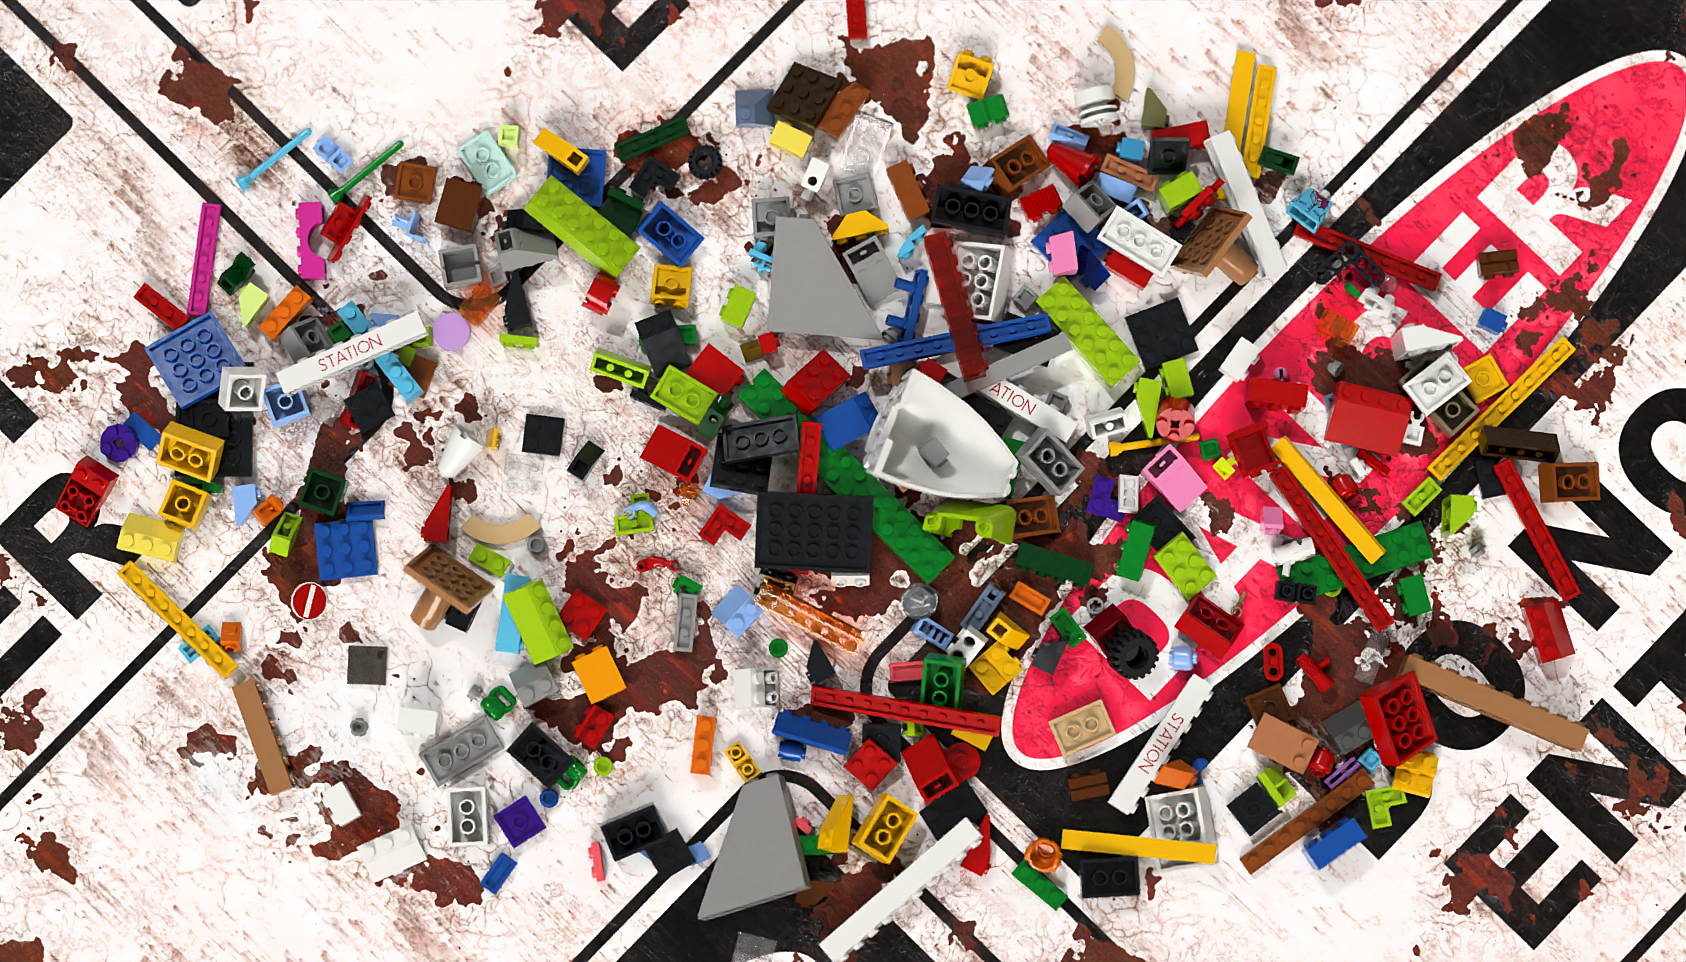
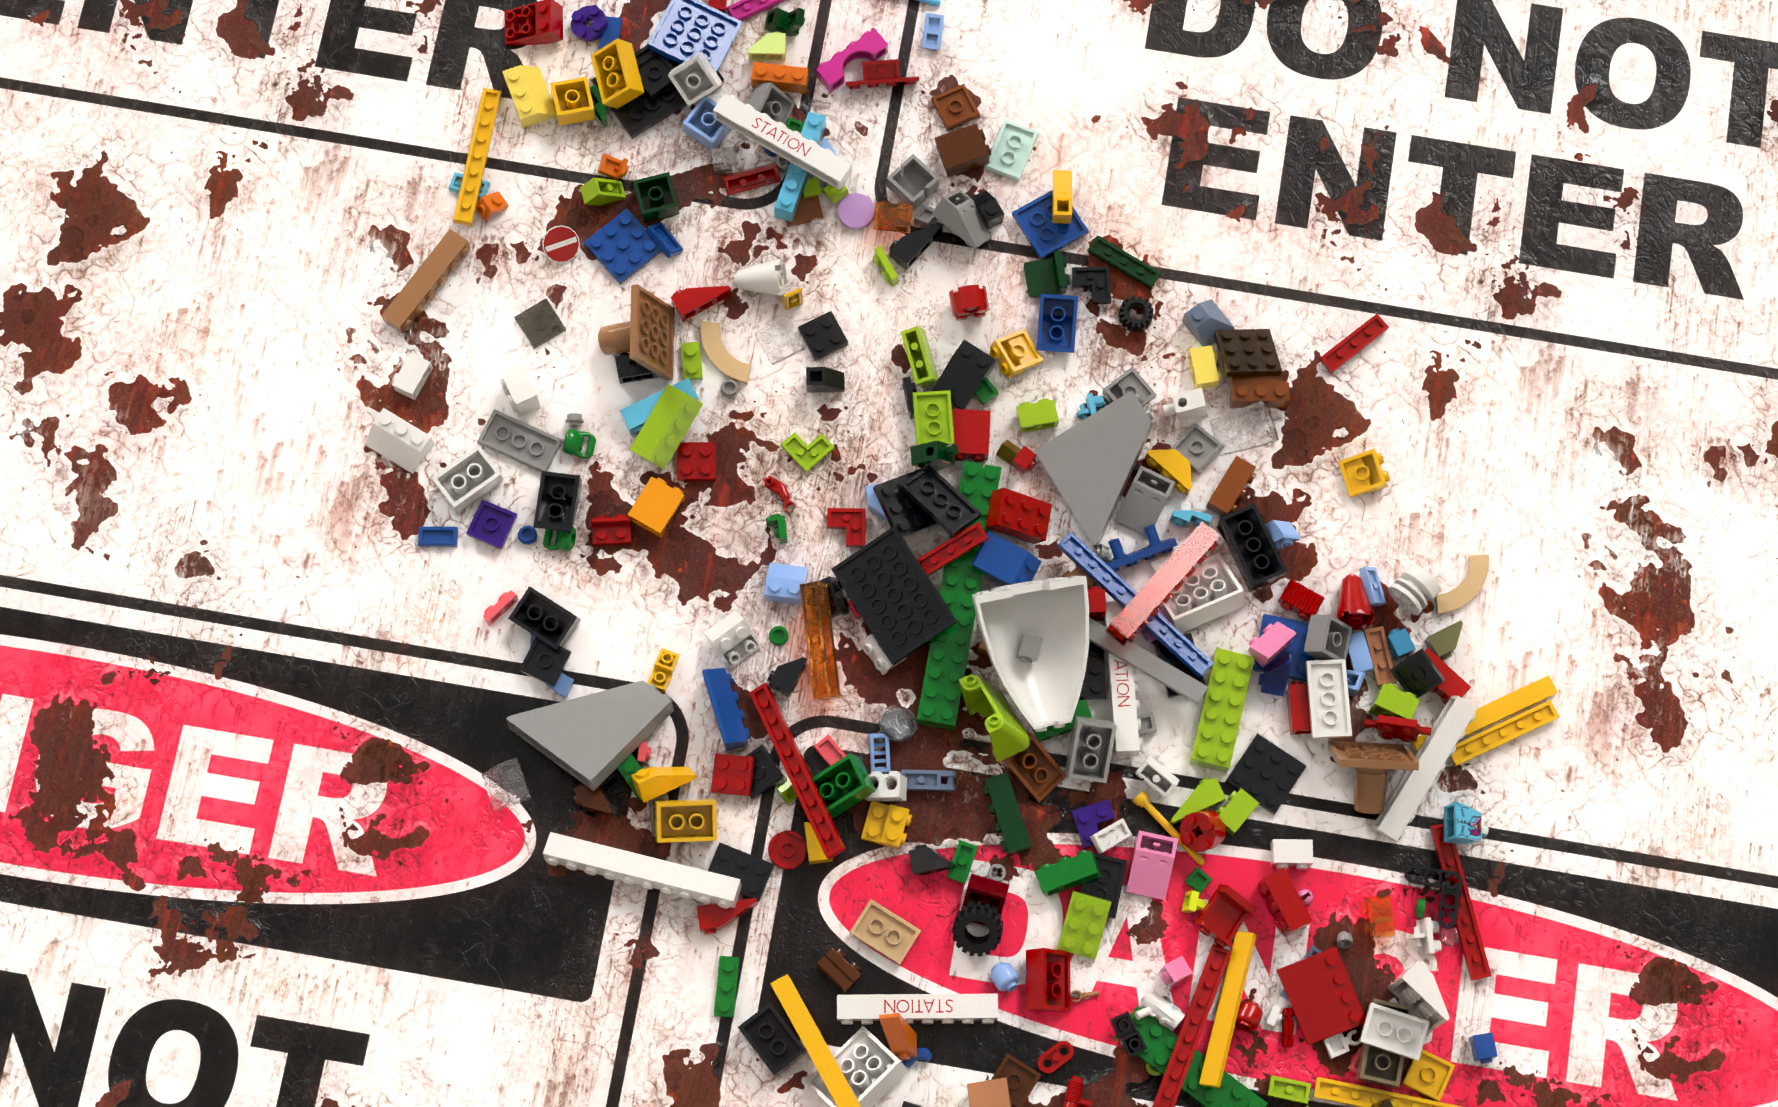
camera: 55 degrees right, 10 degrees down
(245, 500) = (608, 143): light blue slope -> none
(337, 194) = (904, 55): green piece -> none
(359, 732) = (484, 344): light grey plate -> none
(368, 407) = (749, 187): black plate -> none
(410, 225) = (918, 125): light blue bracket -> none
(509, 136) = (1044, 151): yellowish green panel -> none
(534, 683) = (613, 461): light grey slope -> none
(581, 228) = (1011, 250): lime brick -> none
(603, 766) = (583, 561): lime tile -> none
(648, 507) = (820, 449): light blue piece -> none
(674, 454) = (880, 447): red slope -> none
(685, 622) = (747, 547): light grey plate -> none
(688, 493) = (854, 479): clear orange tile -> none
(703, 745) = (655, 628): orange brick -> none
(791, 751) = (699, 703): blue brick -> none
(931, 768) = (762, 827): red slope -> none
(988, 111) = (1344, 507): green brick -> none
(1007, 632) = (922, 813): yellow slope -> none
(1017, 165) = (1317, 560): dark orange slope -> none
(1025, 297) = (1213, 639): light grey plate -> none
(1029, 598) = (965, 814): orange tile -> none
(1043, 855) = (753, 971): orange hair -> none
(1183, 232) = (1364, 733): black plate -> none
(1279, 161) = (1482, 770): dark green slope -> none
(1497, 264) = (1535, 1018): reddish brown brick -> none

